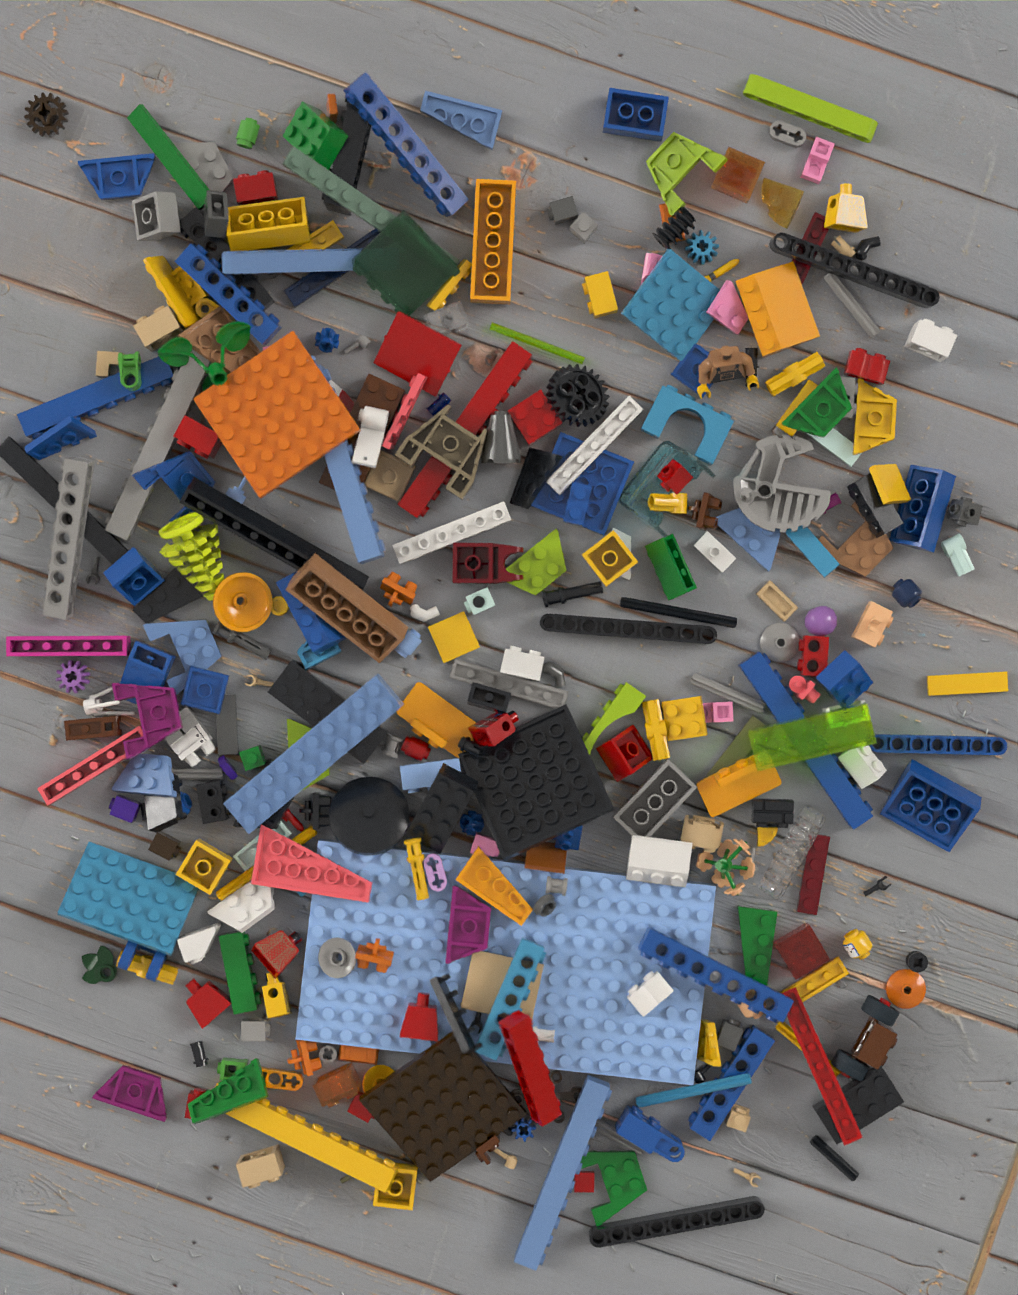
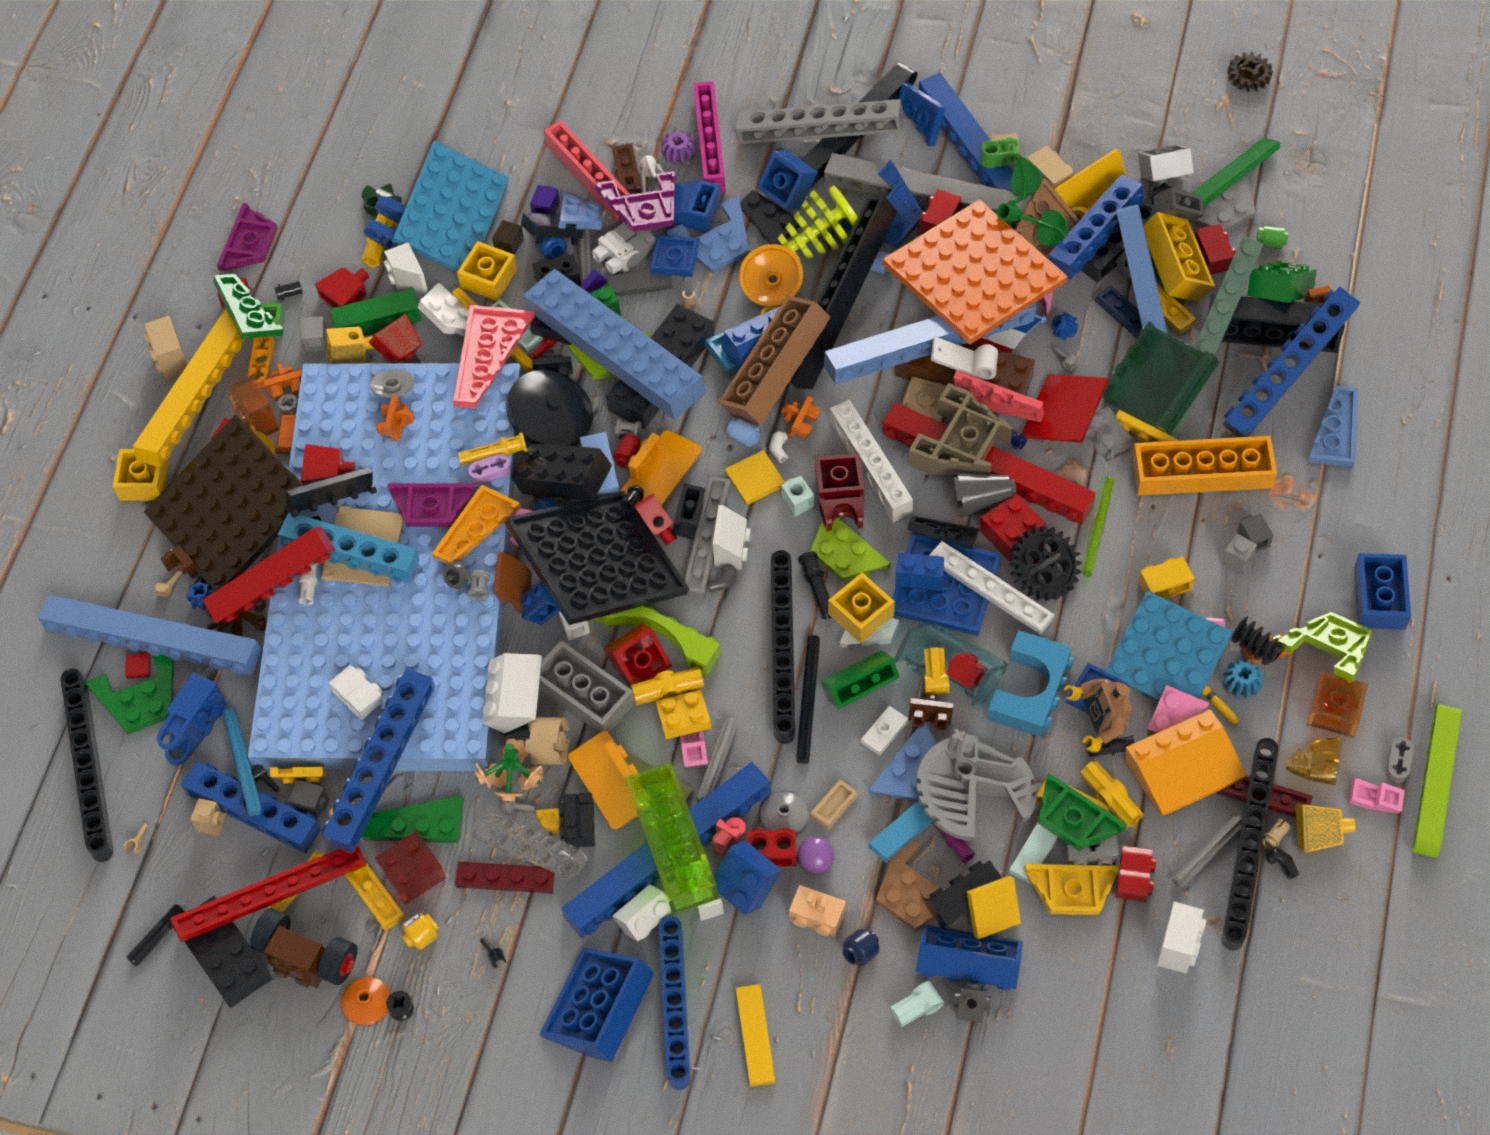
camera: 85 degrees right, 30 degrees down
(118, 175) = (1203, 135): blue wing -> none
(233, 636) = (731, 285): dark grey pin -> none

